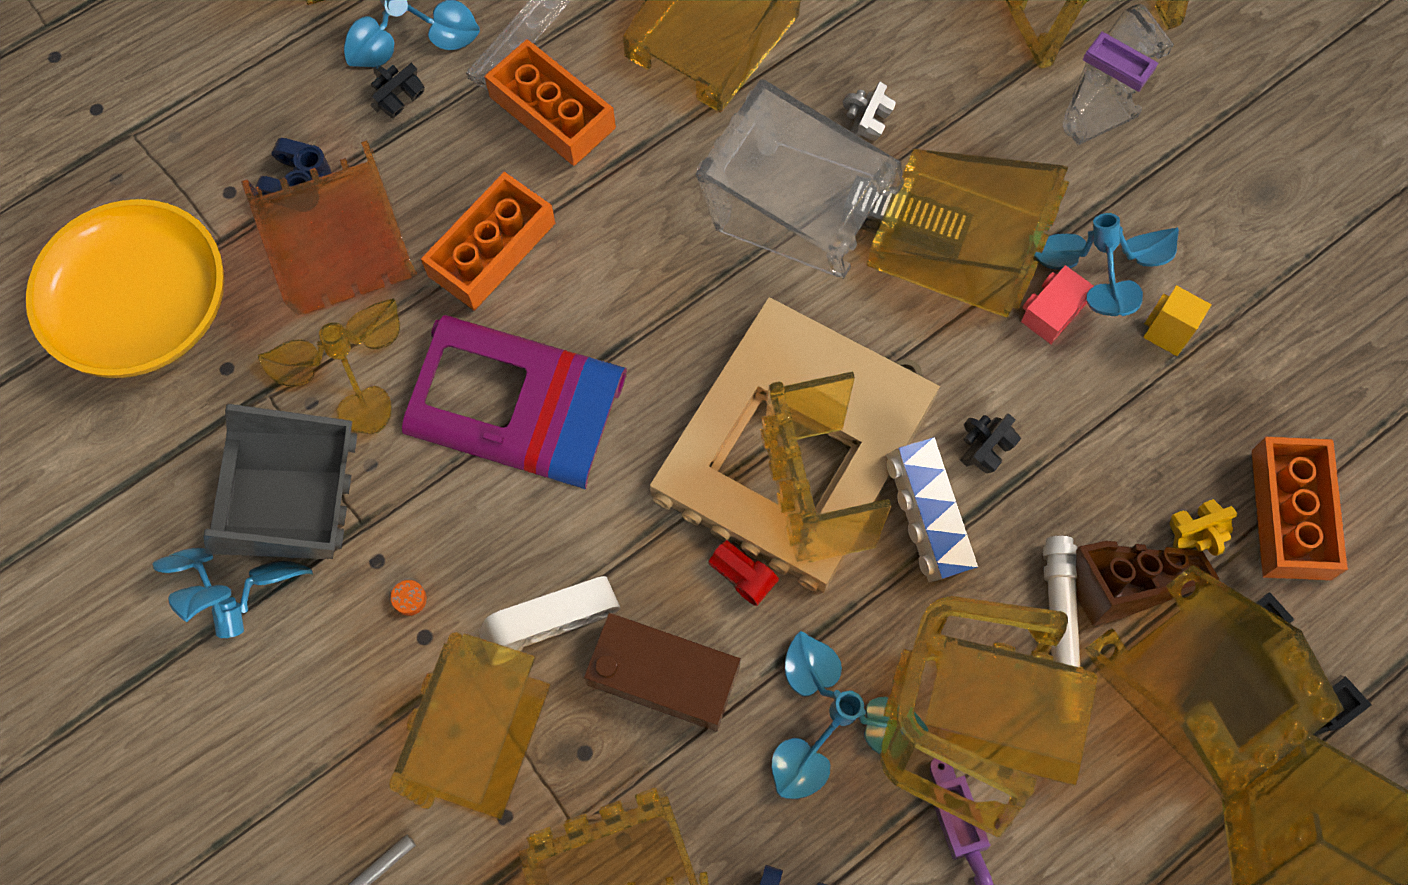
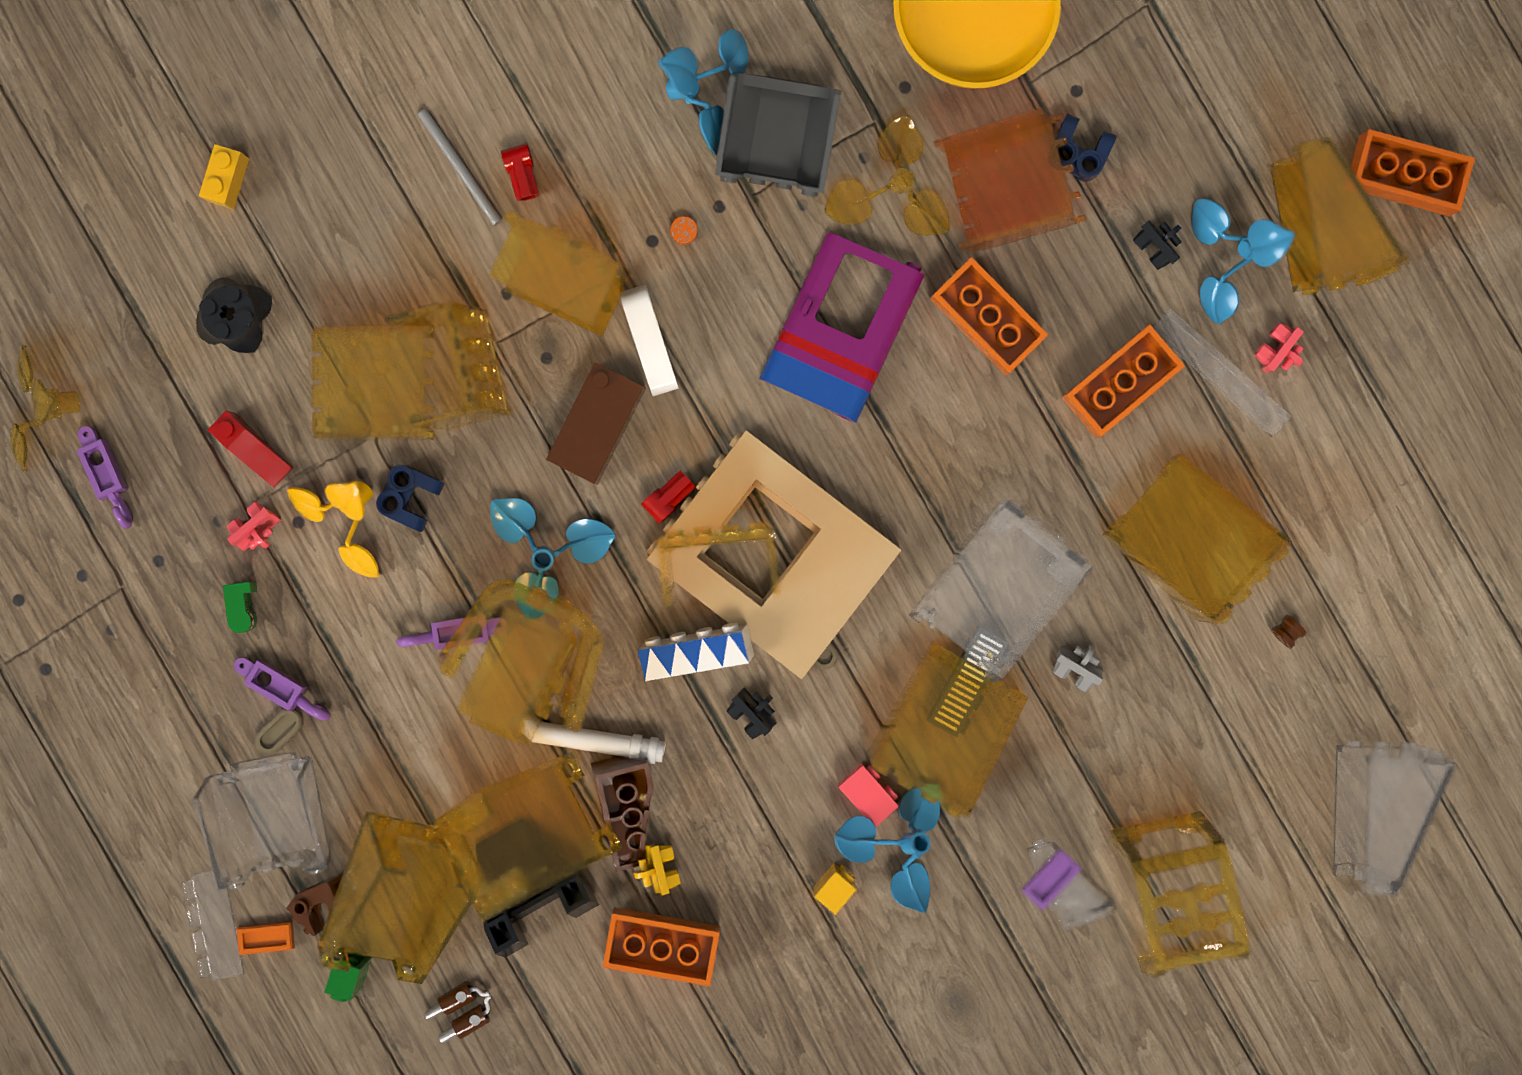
camera: 100 degrees right, 20 degrees up
(332, 816) = (519, 166): none -> red piece

